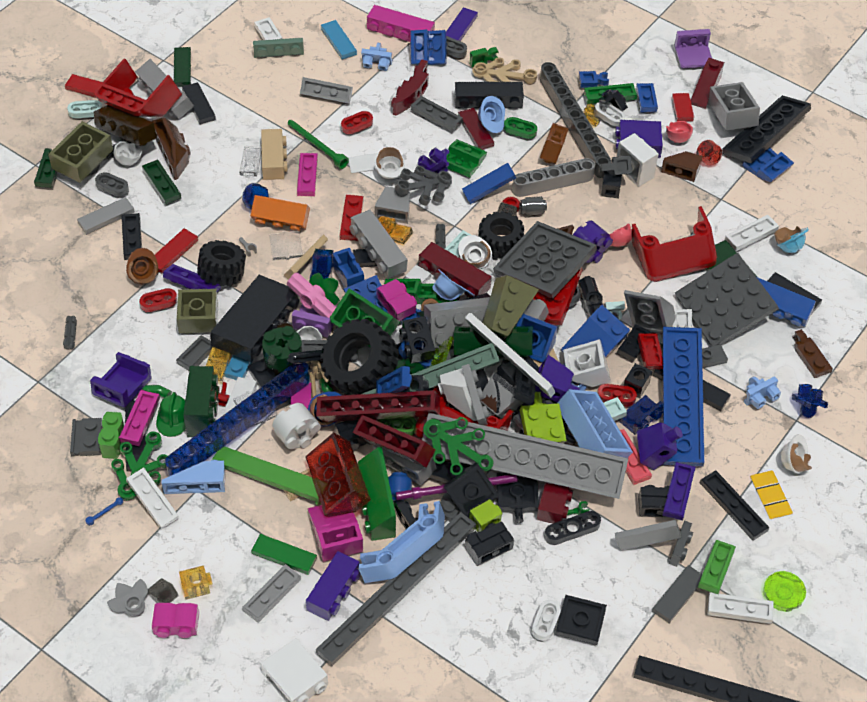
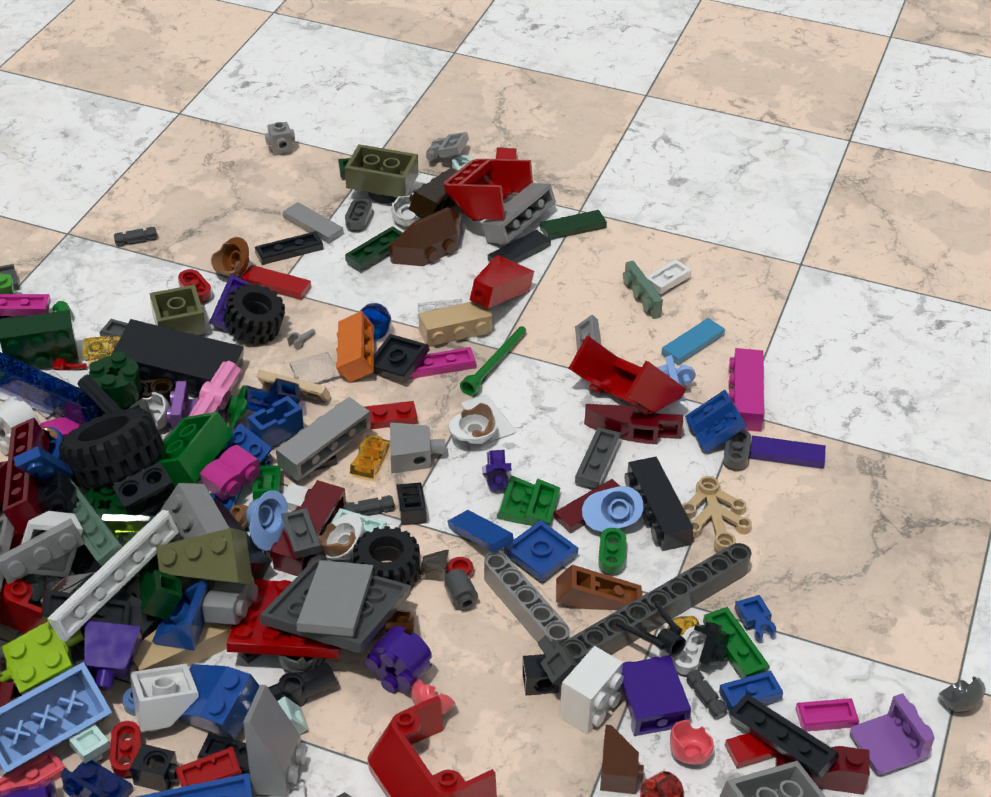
camera: 75 degrees right, 10 degrees down
(54, 106) = (447, 147): none -> light grey plate
(122, 380) = (66, 283): dark purple panel -> none
(245, 116) = (500, 282): none -> red slope
(299, 190) = (399, 357): none -> black tile
(356, 122) = (545, 385): red plate -> none
(385, 73) = (640, 386): none -> red windscreen
(442, 179) = (452, 466): dark grey plant -> none
(453, 212) = (411, 507): none -> black slope
(473, 268) = (300, 533): none -> dark grey plate
(482, 55) = (731, 481): green plate -> none
(511, 154) = (541, 550): none -> blue plate
(547, 253) = (335, 598): none -> light grey tile
(612, 115) = (666, 640): none -> black plant
(645, 116) = (706, 694): none -> dark grey axle
(667, 73) = (827, 714): none -> dark pink tile
(673, 13) = (963, 696): none -> dark grey hair
(689, 88) = (784, 735): none -> black plate

